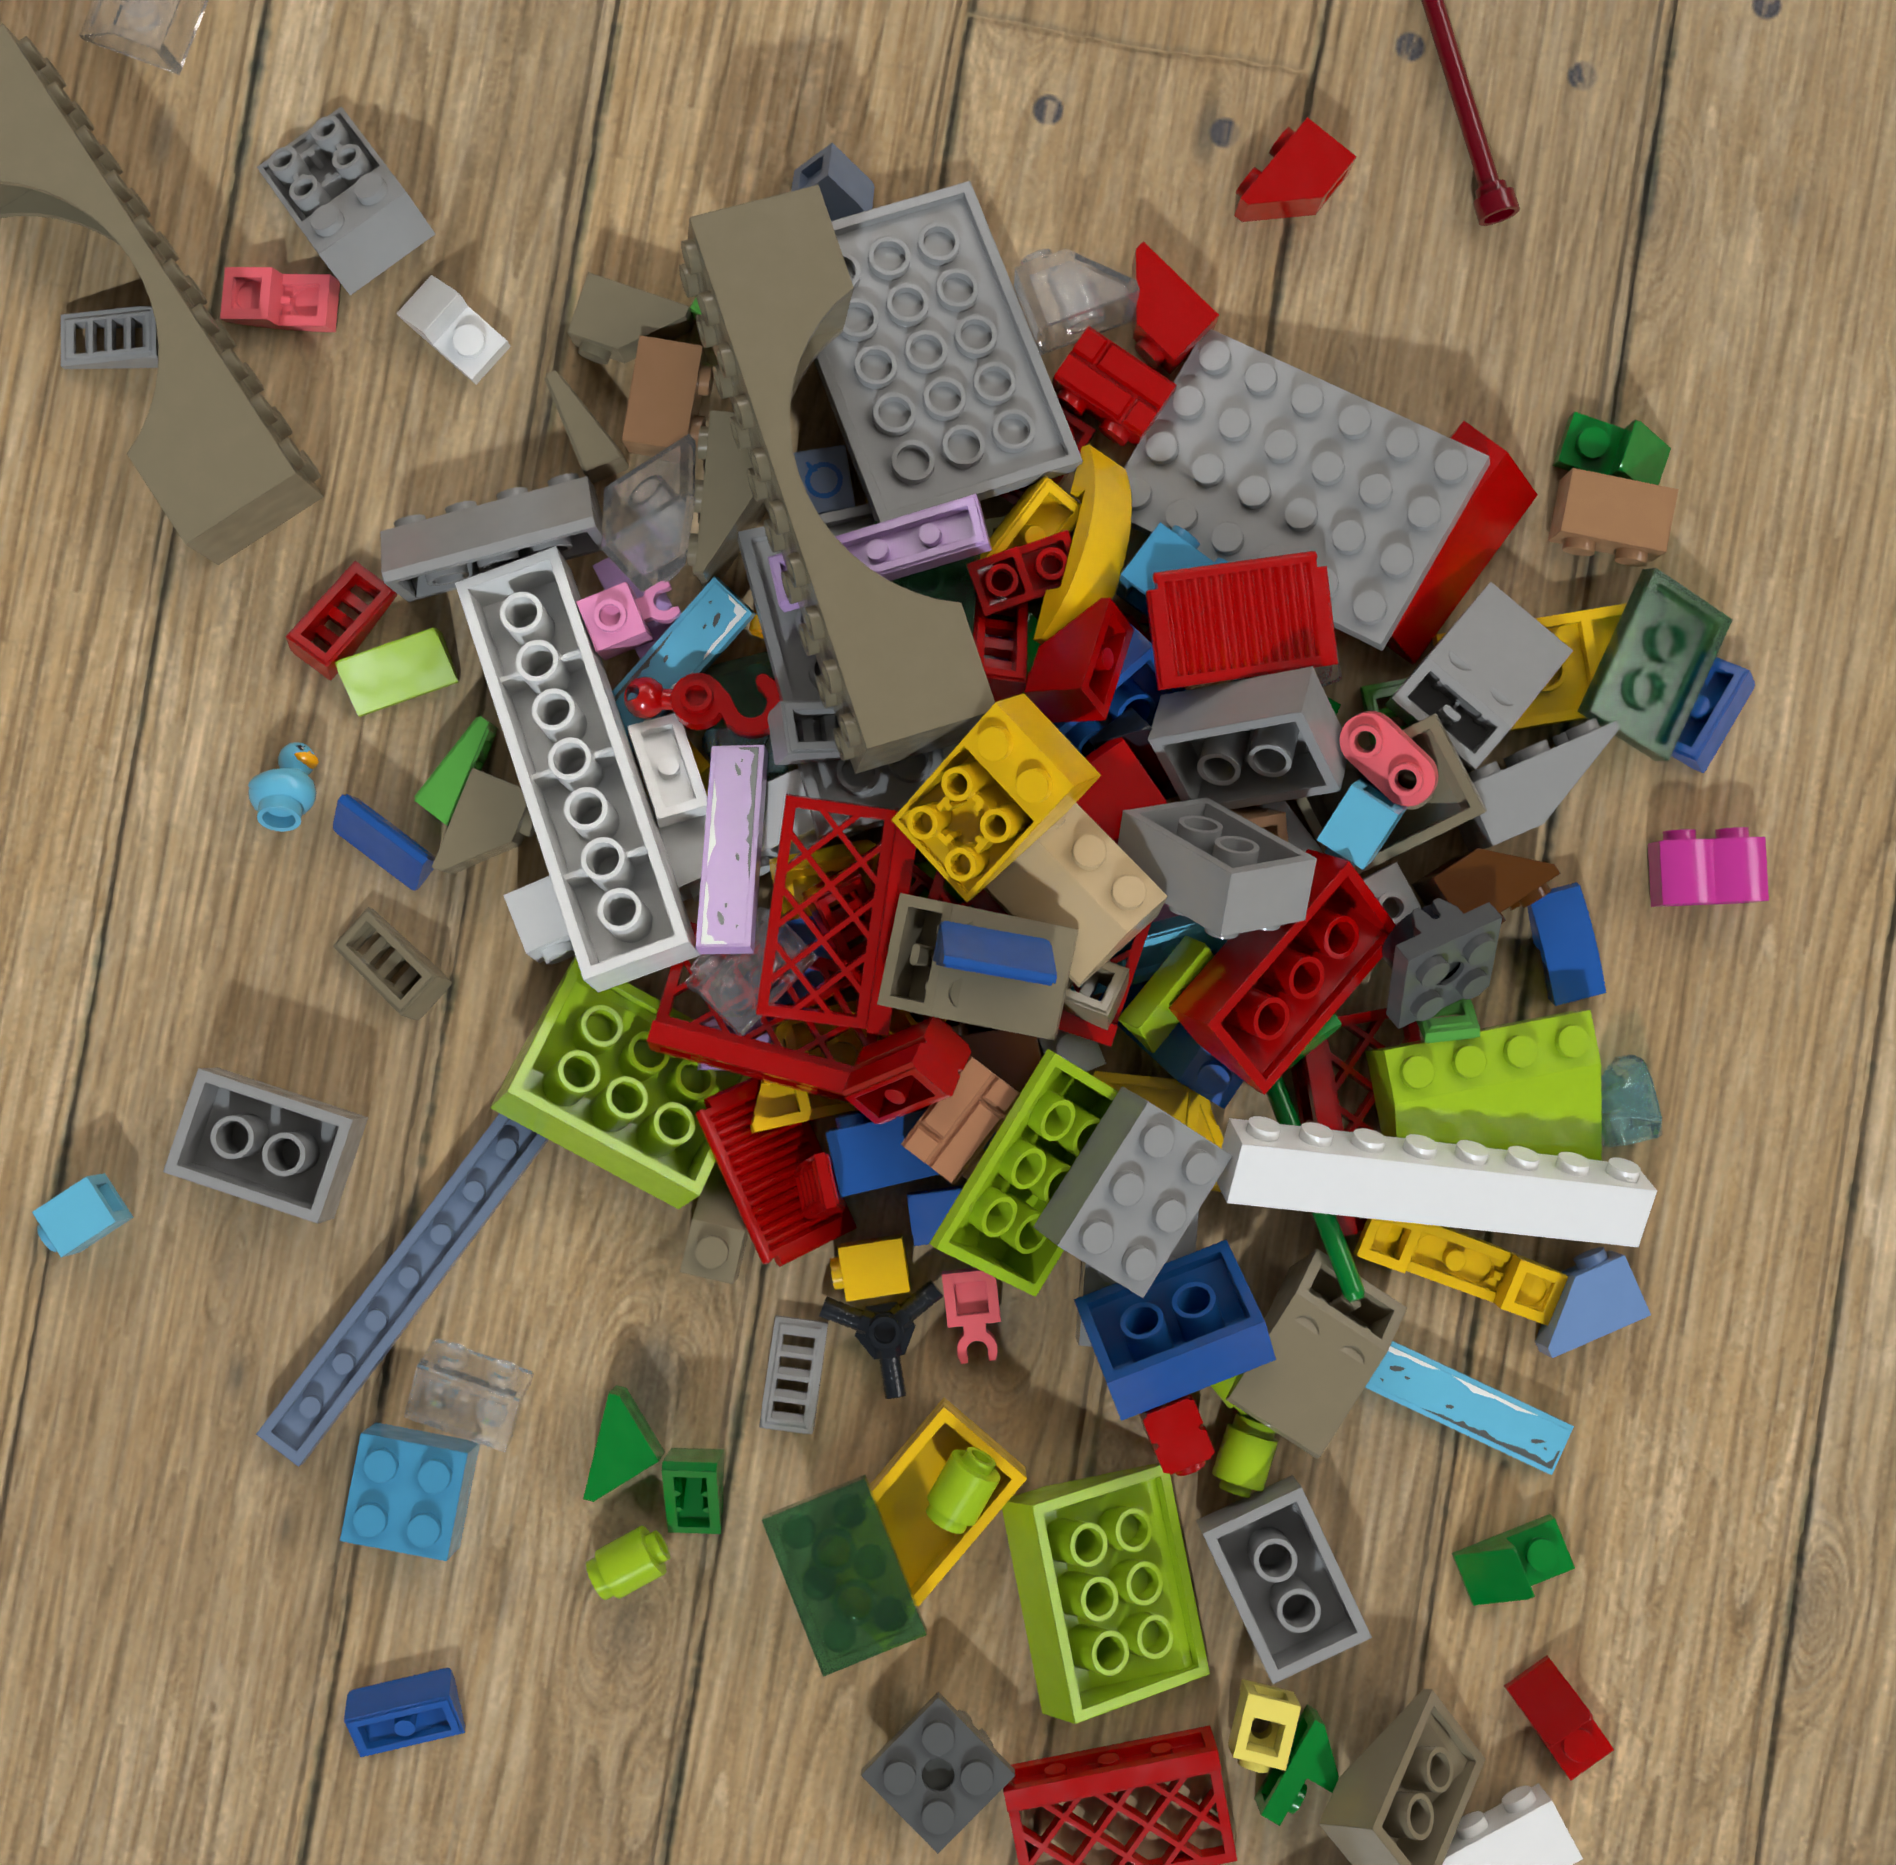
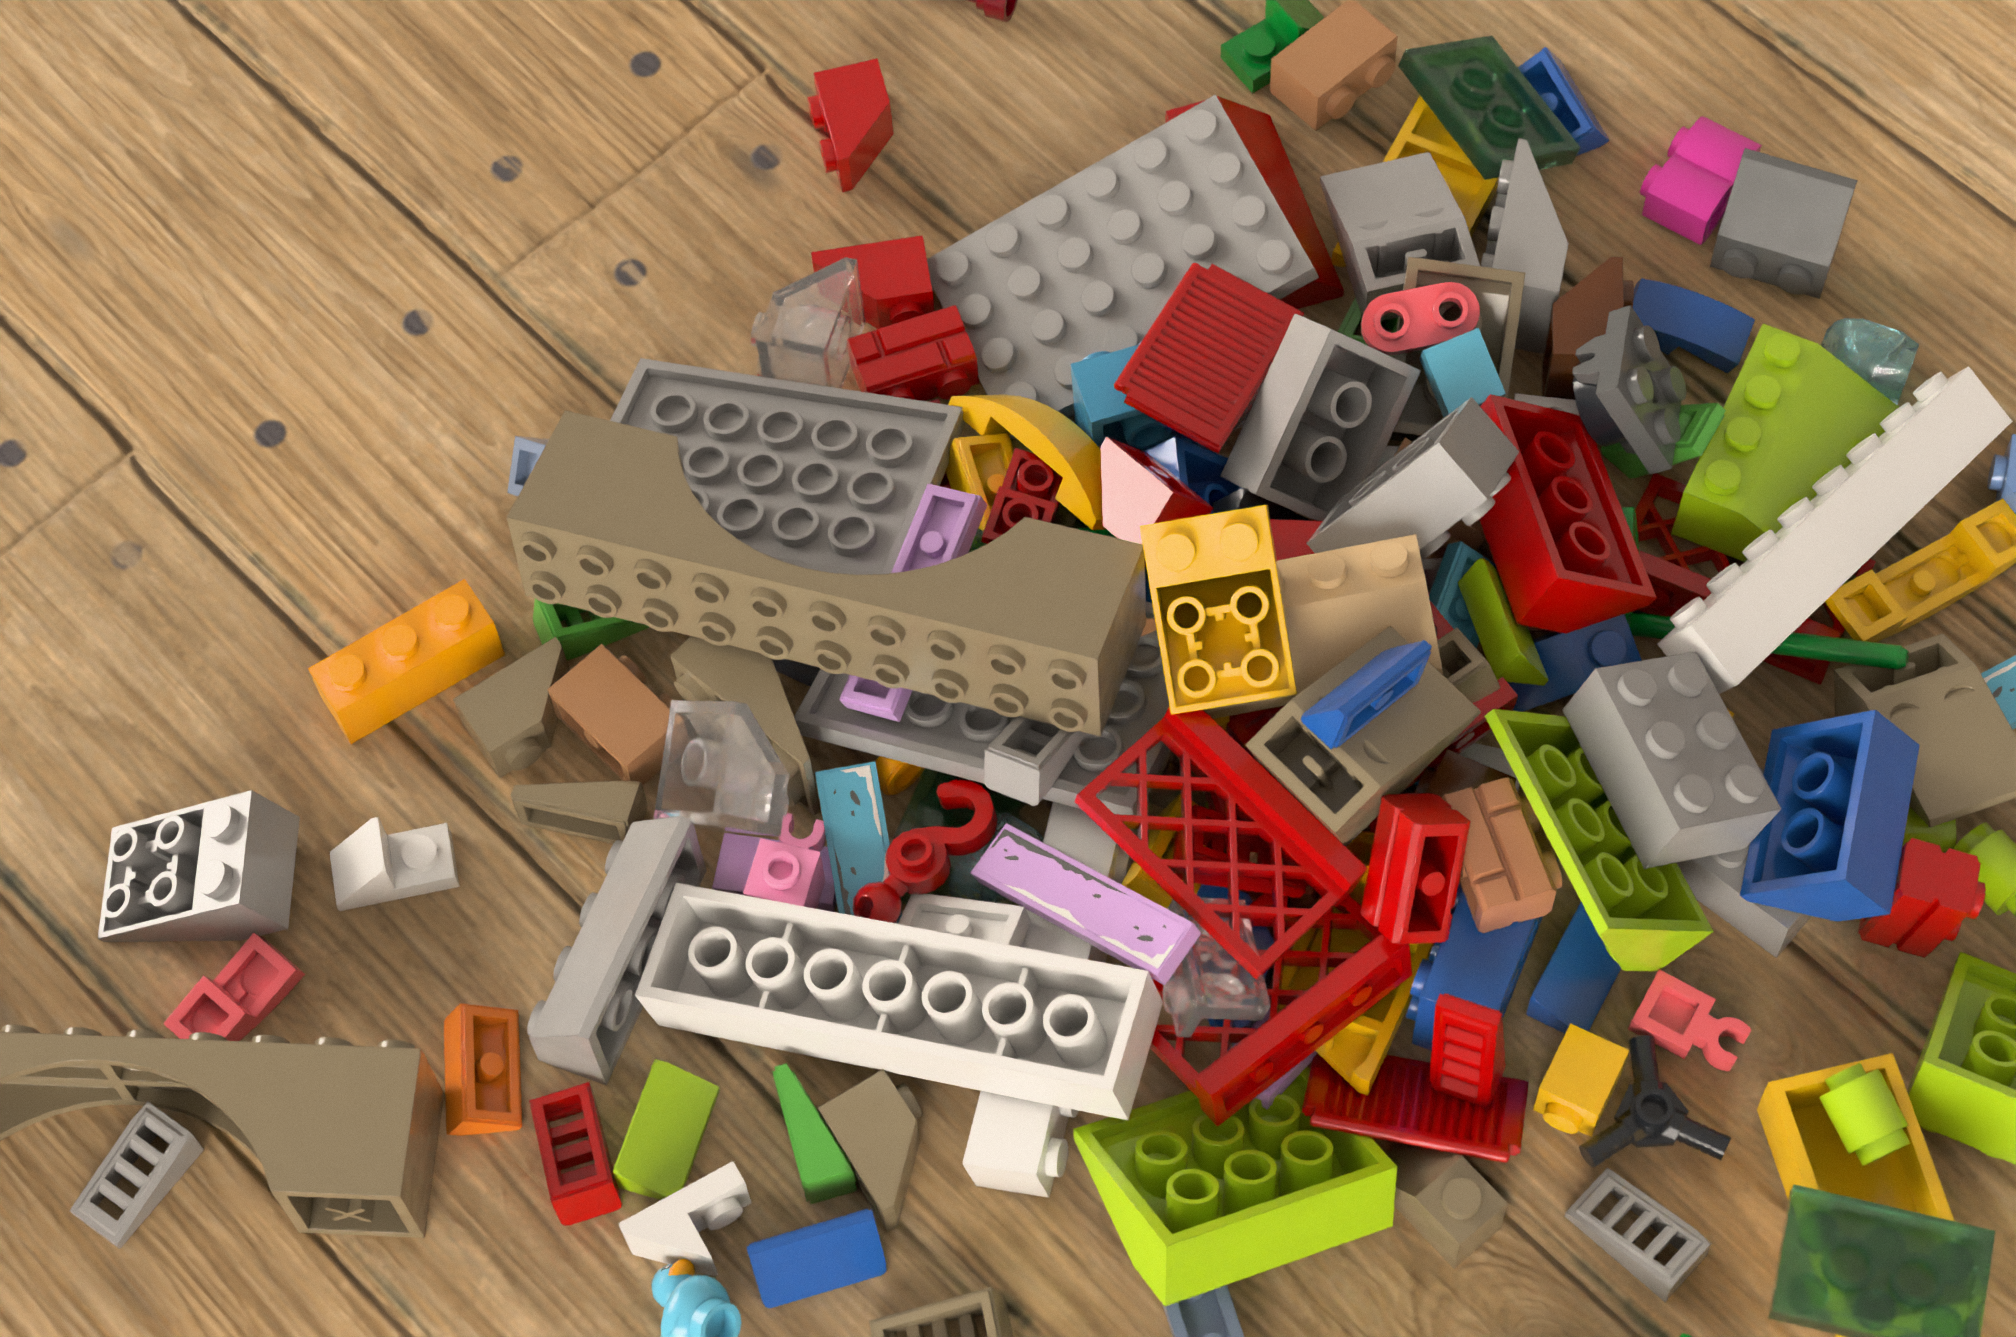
camera: 50 degrees left, 25 degrees down
(331, 734) = (672, 1225): none -> white slope
(354, 512) = (482, 1070): none -> orange slope
(601, 211) = (407, 661): none -> light orange brick
(1699, 965) = (1782, 223): none -> slope

